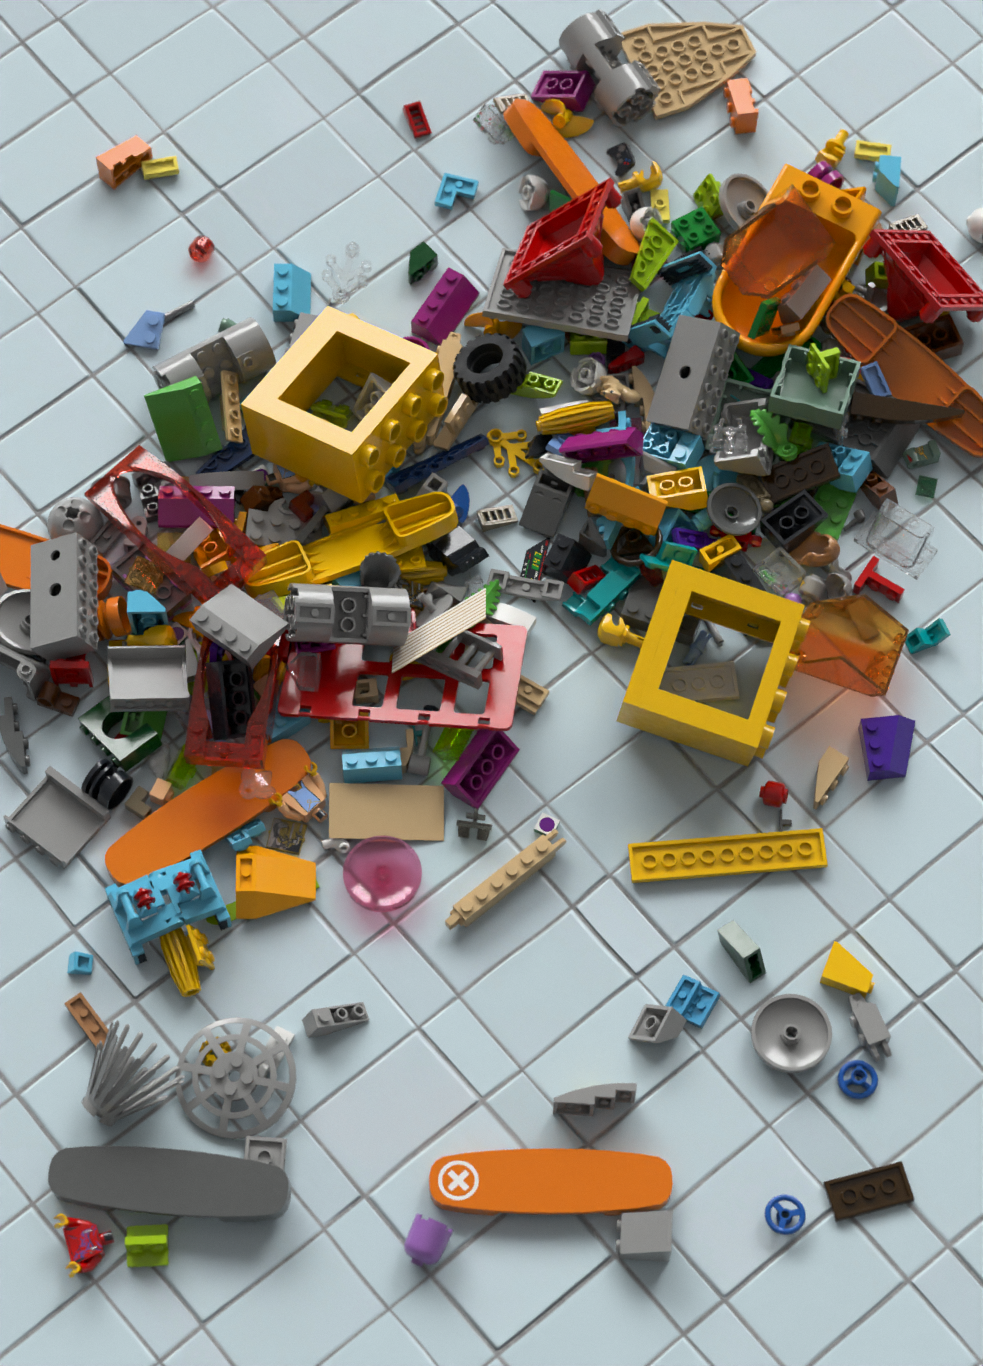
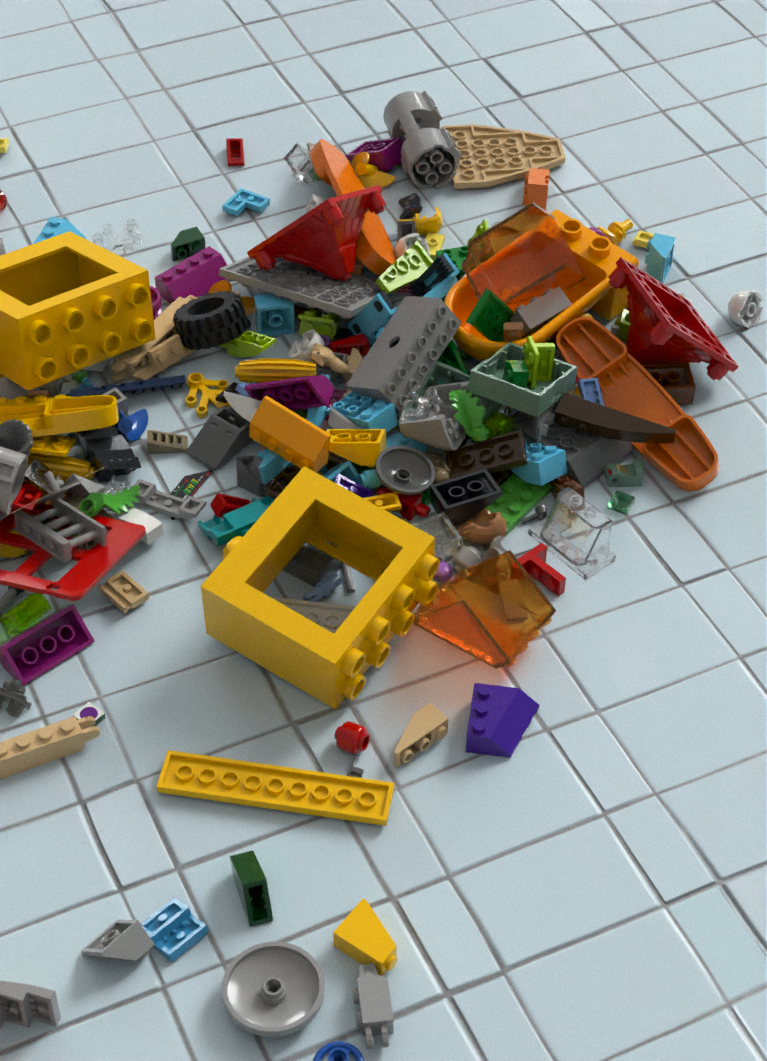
camera: 15 degrees right, 20 degrees down
(565, 558) = (217, 479): black slope -> none
(807, 382) = (516, 372): none -> green brick
(922, 639) = (570, 631): teal slope -> none

